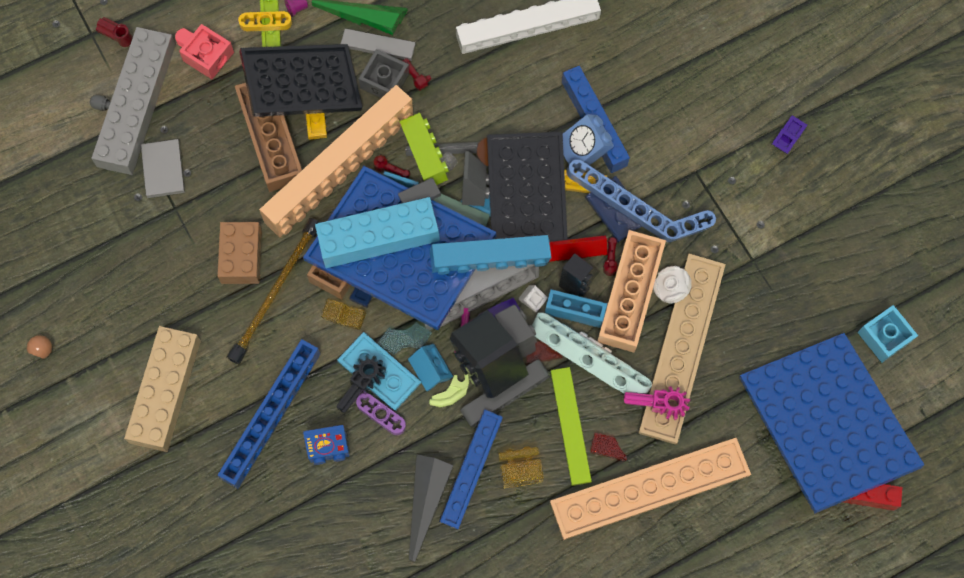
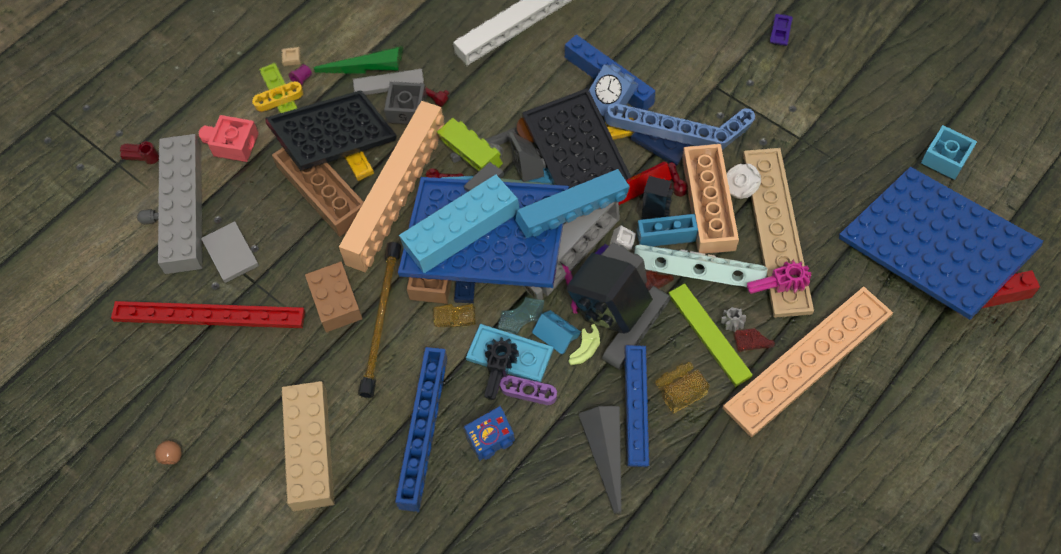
camera: 15 degrees left, 10 degrees down
(121, 225) = (208, 314): none -> red plate
(596, 426) = (733, 319): none -> light grey gear

